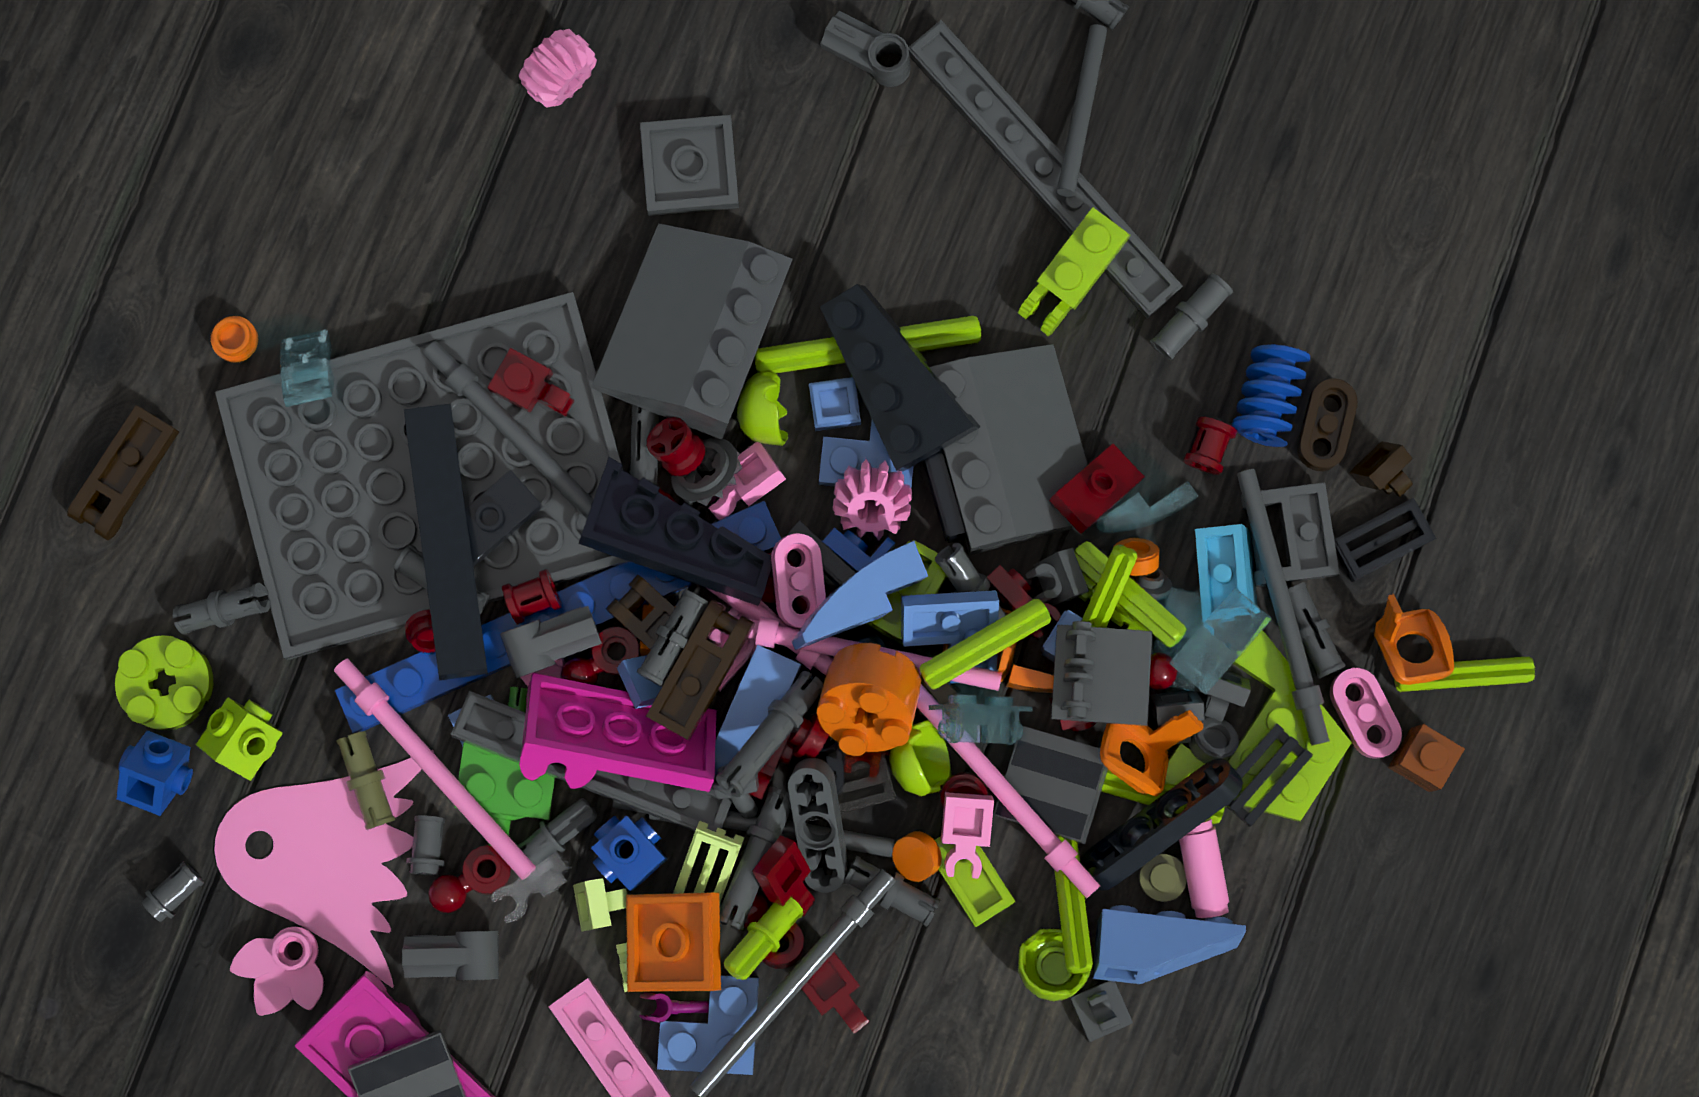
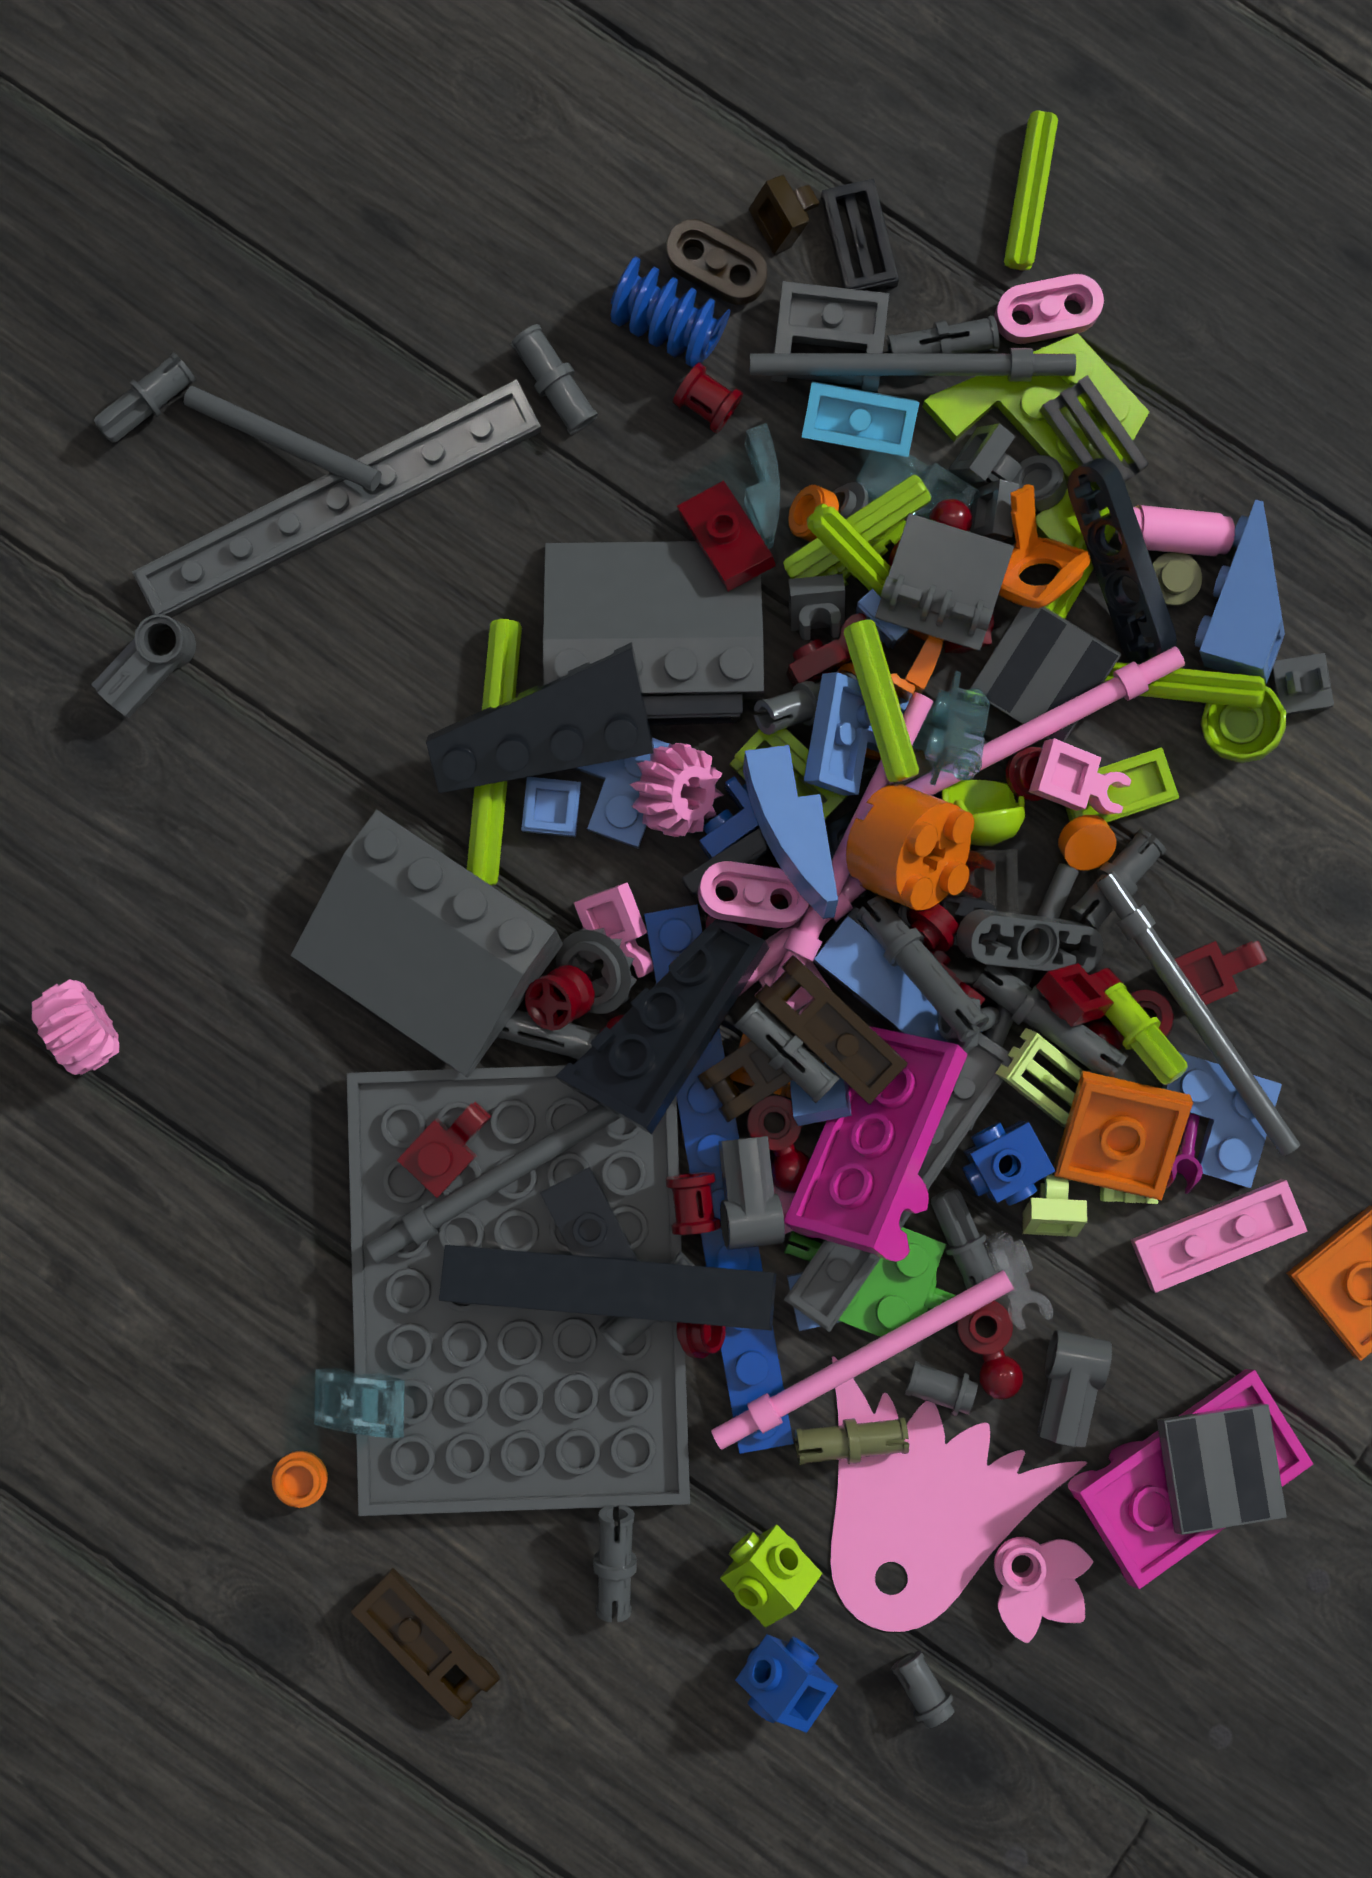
camera: 80 degrees left, 5 degrees up
(185, 698) = (702, 1673): lime plate -> none
(689, 165) = (229, 903): dark grey plate -> none
(760, 411) = (543, 890): lime hair -> none
(1076, 267) = (465, 491): lime hinge -> none
(1220, 641) = (939, 440): clear light blue slope -> none
(1422, 623) = (969, 212): orange piece -> none
(1426, 758) = (1117, 254): dark orange brick -> none

